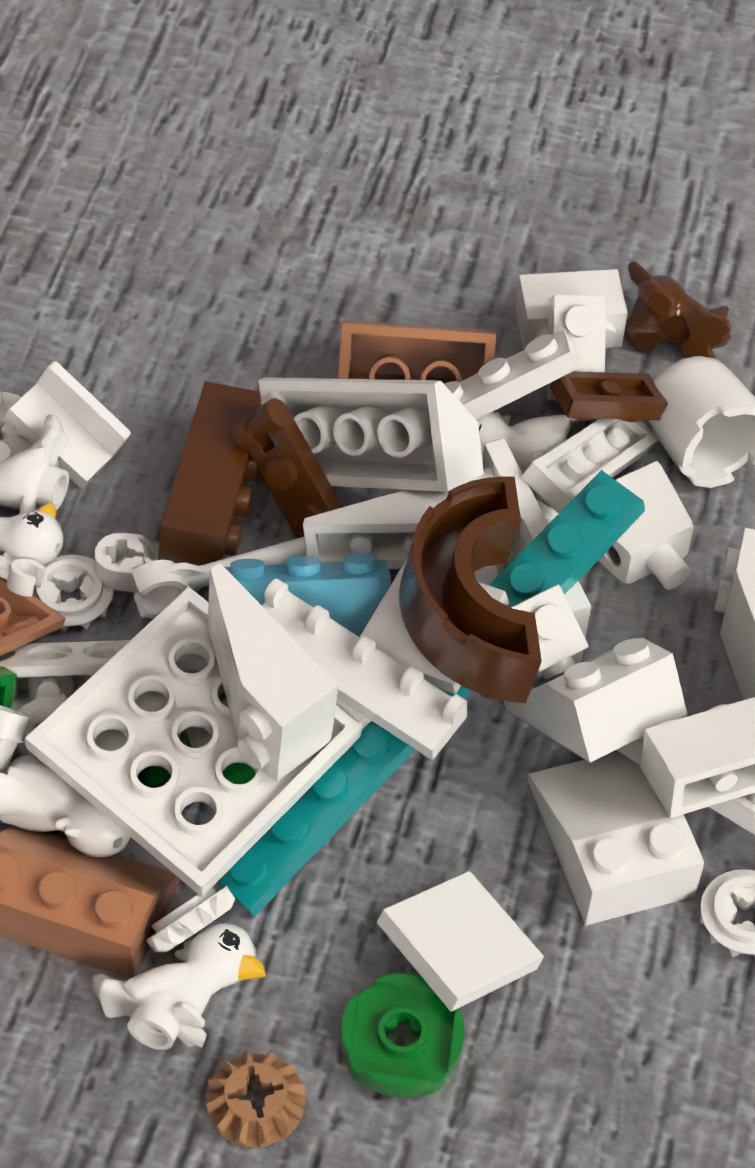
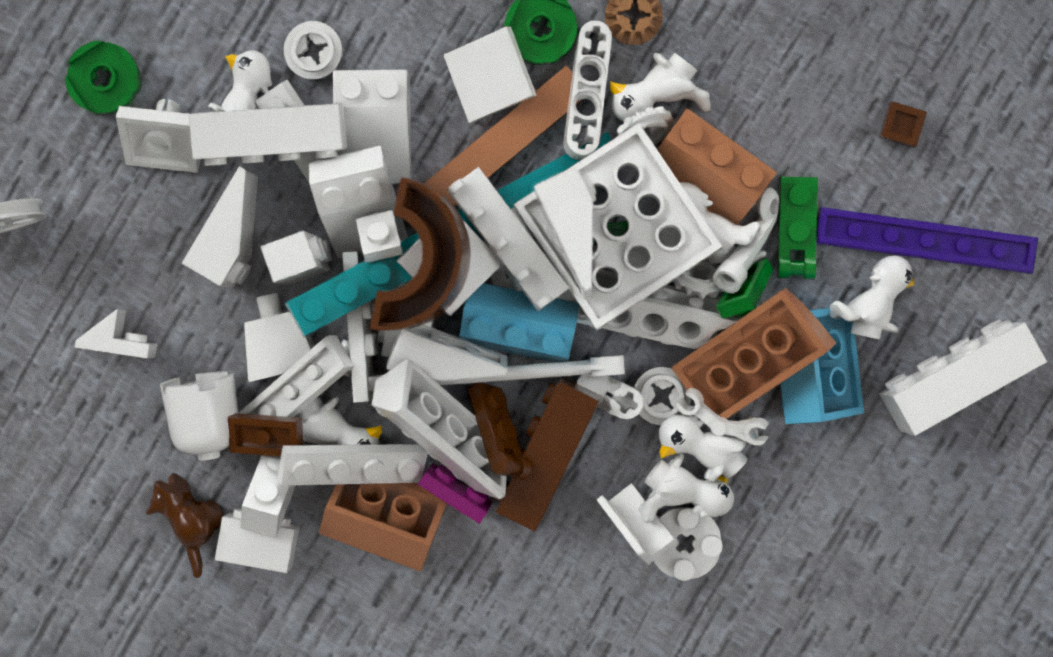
camera: 160 degrees left, 35 degrees up
(300, 950) = (588, 90): none -> white beam
(414, 851) = (510, 134): none -> nougat tile
(656, 588) = (297, 257): none -> white brick

